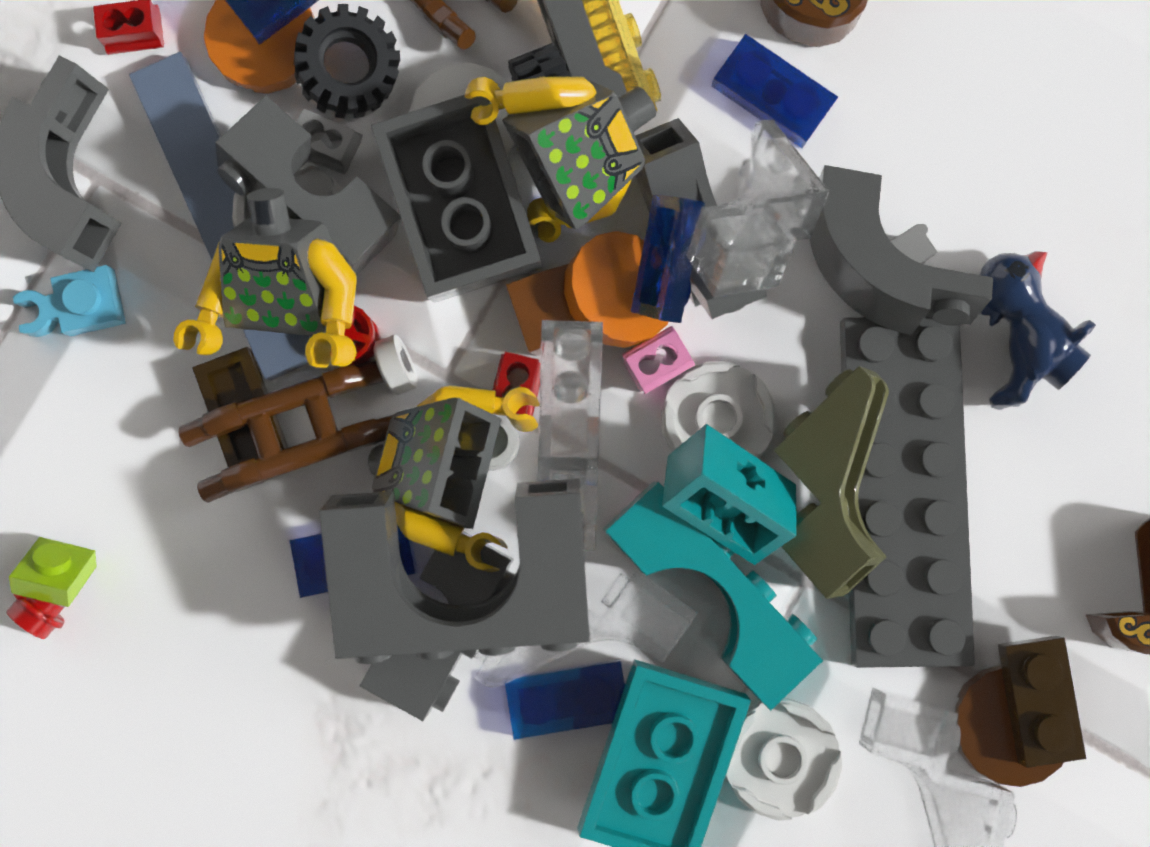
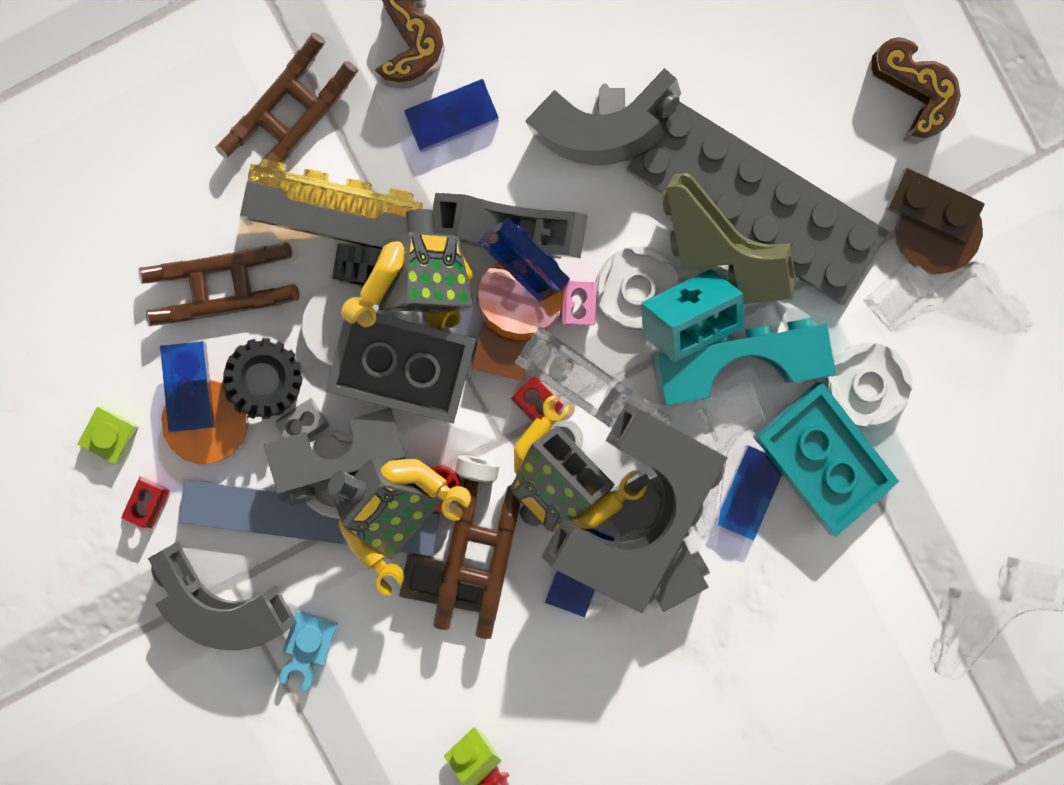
camera: 60 degrees left, 5 degrees up
(751, 239) = (532, 168): clear arch -> none
(1039, 337) = (716, 56): dark blue animal -> none

